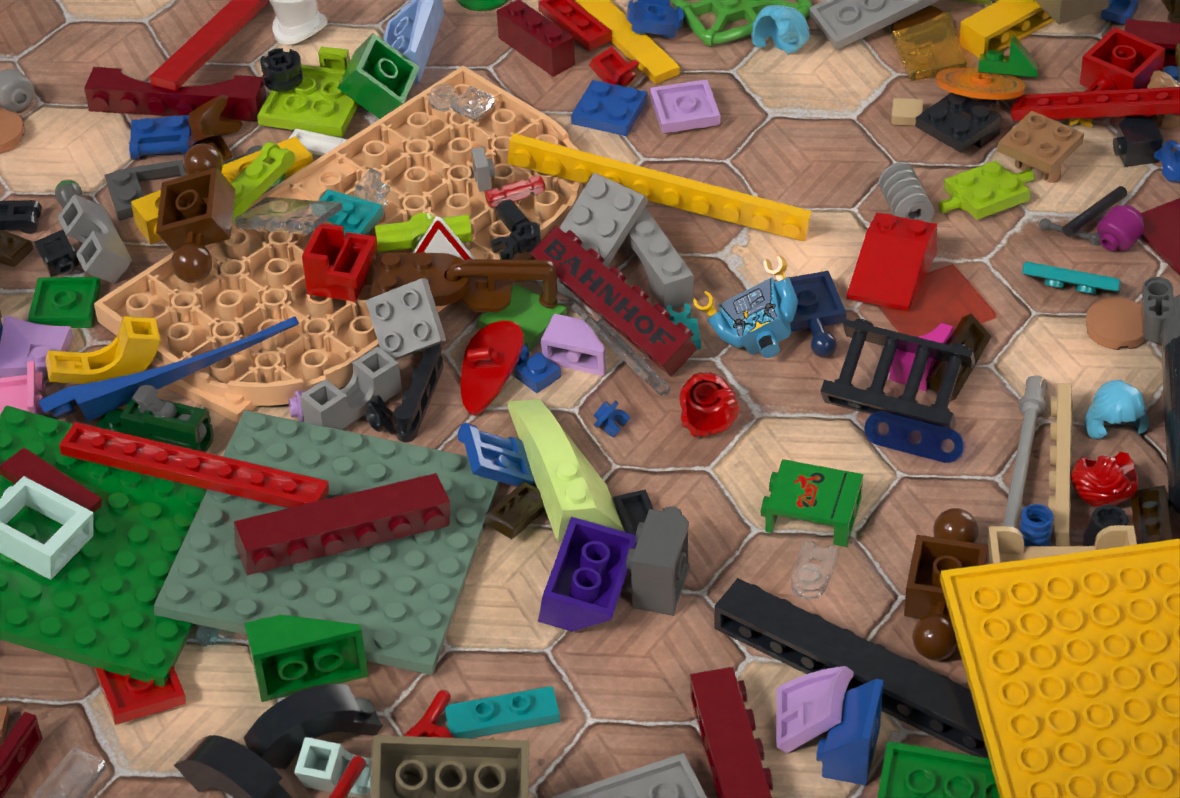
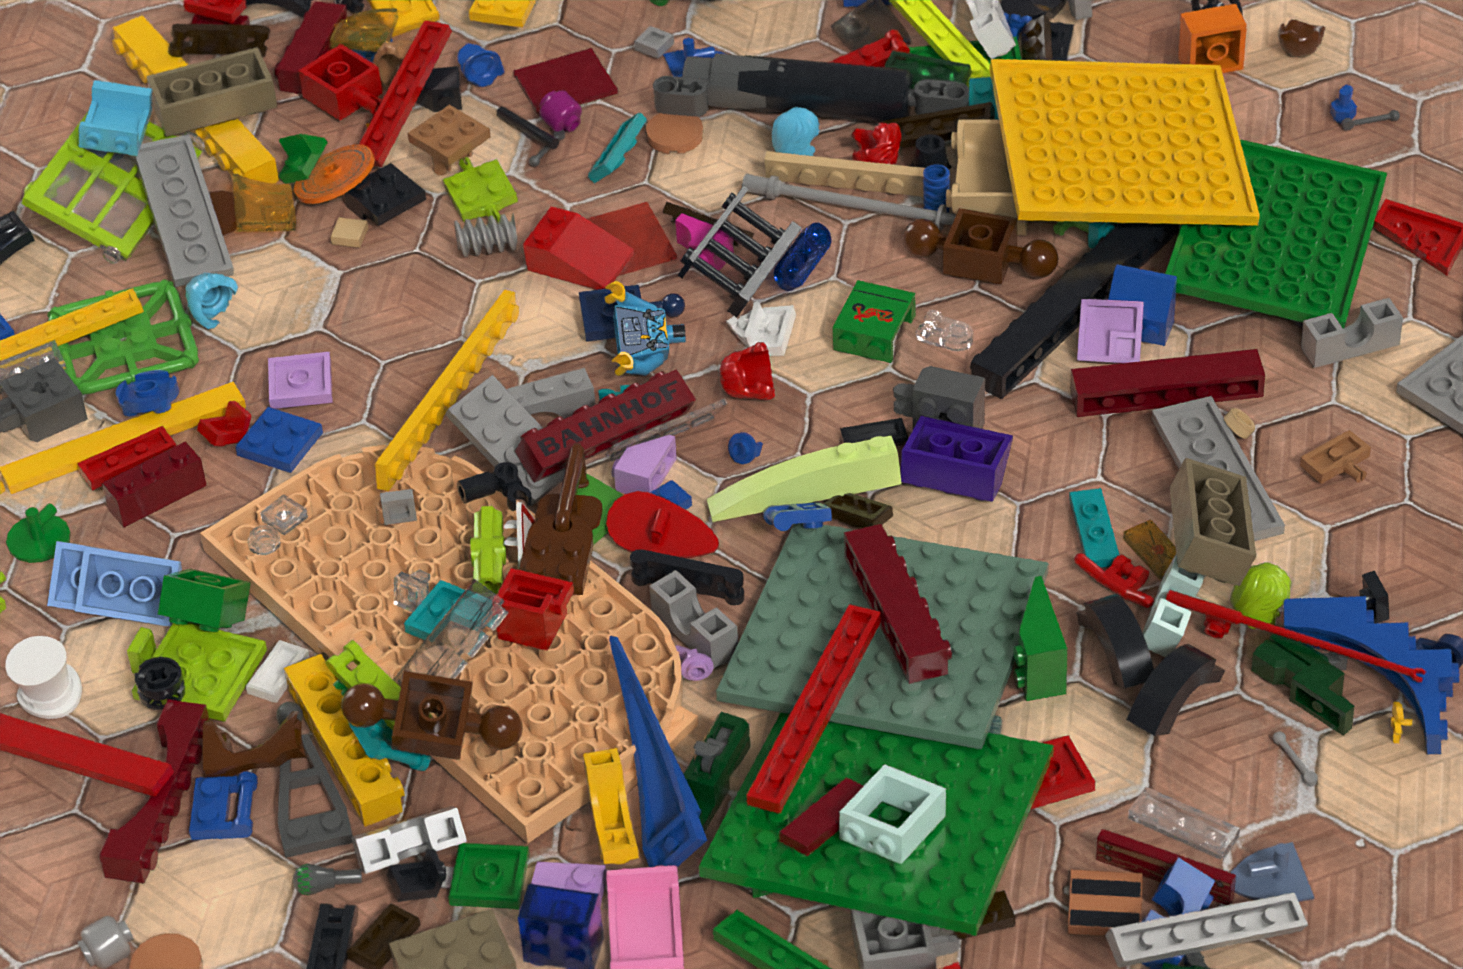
camera: 85 degrees left, 0 degrees up
(380, 416) = (724, 605): black plate -> none
(406, 319) = (626, 555): light grey plate -> none
(515, 191) = (432, 487): axle -> none
(800, 421) = (765, 325): none -> white slope

